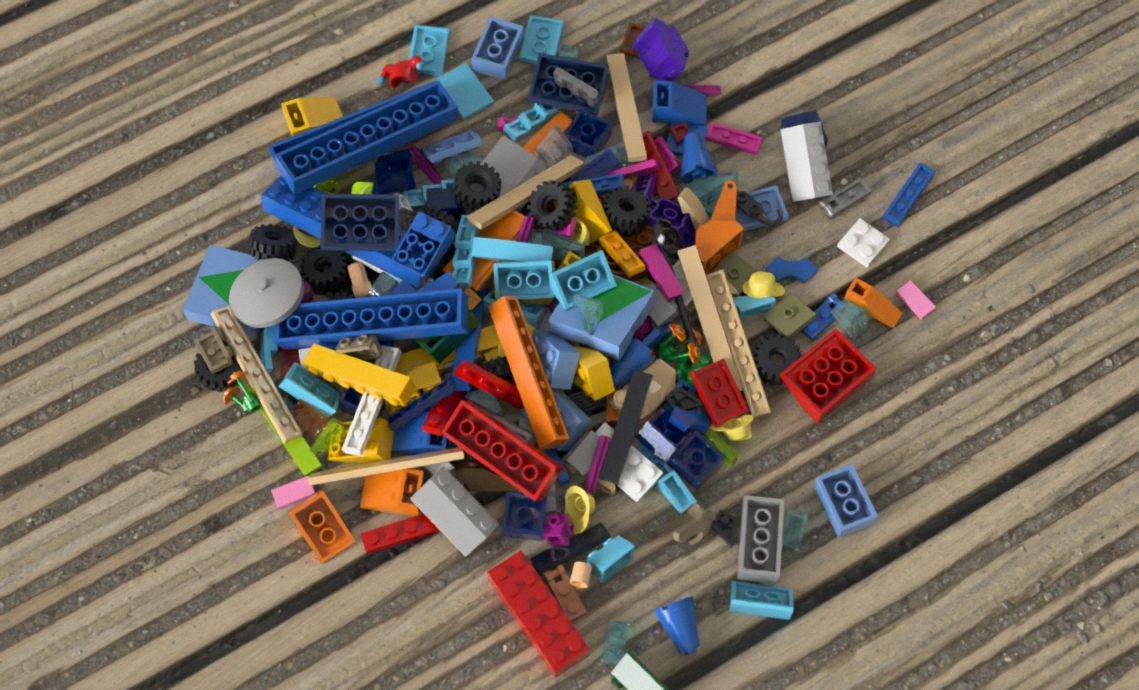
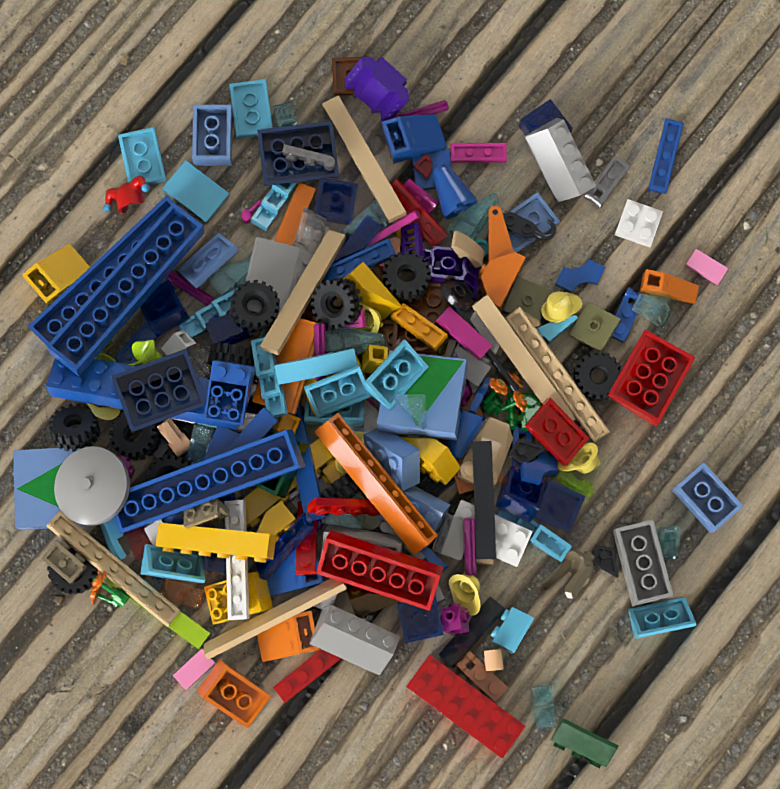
camera: 20 degrees left, 15 degrees up
(330, 430) = (203, 613): clear neon green plate -> none
(680, 624) = (597, 670): blue cone -> none

